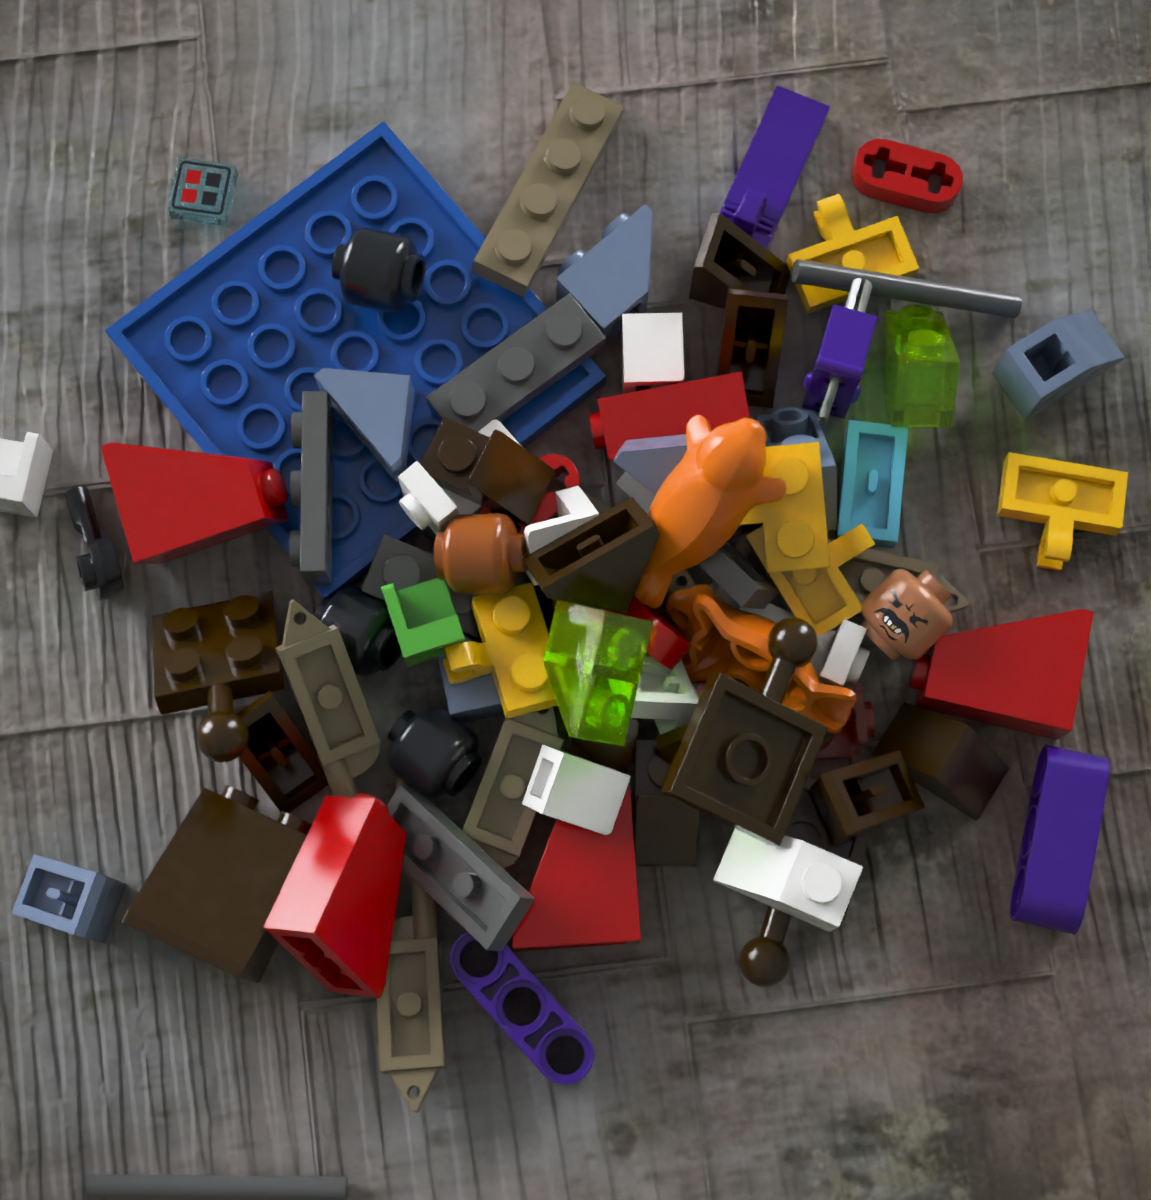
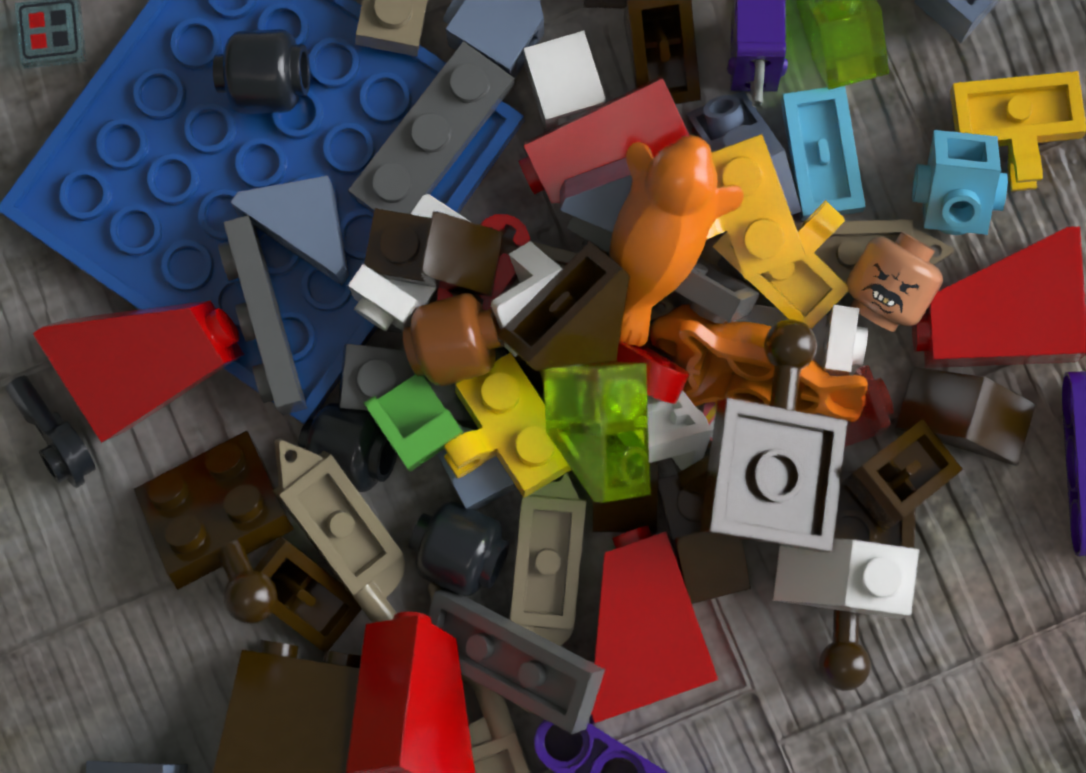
camera: 10 degrees left, 5 degrees up
(576, 790) = (613, 549): white panel -> none
(992, 543) = (960, 183): none -> medium azure brick

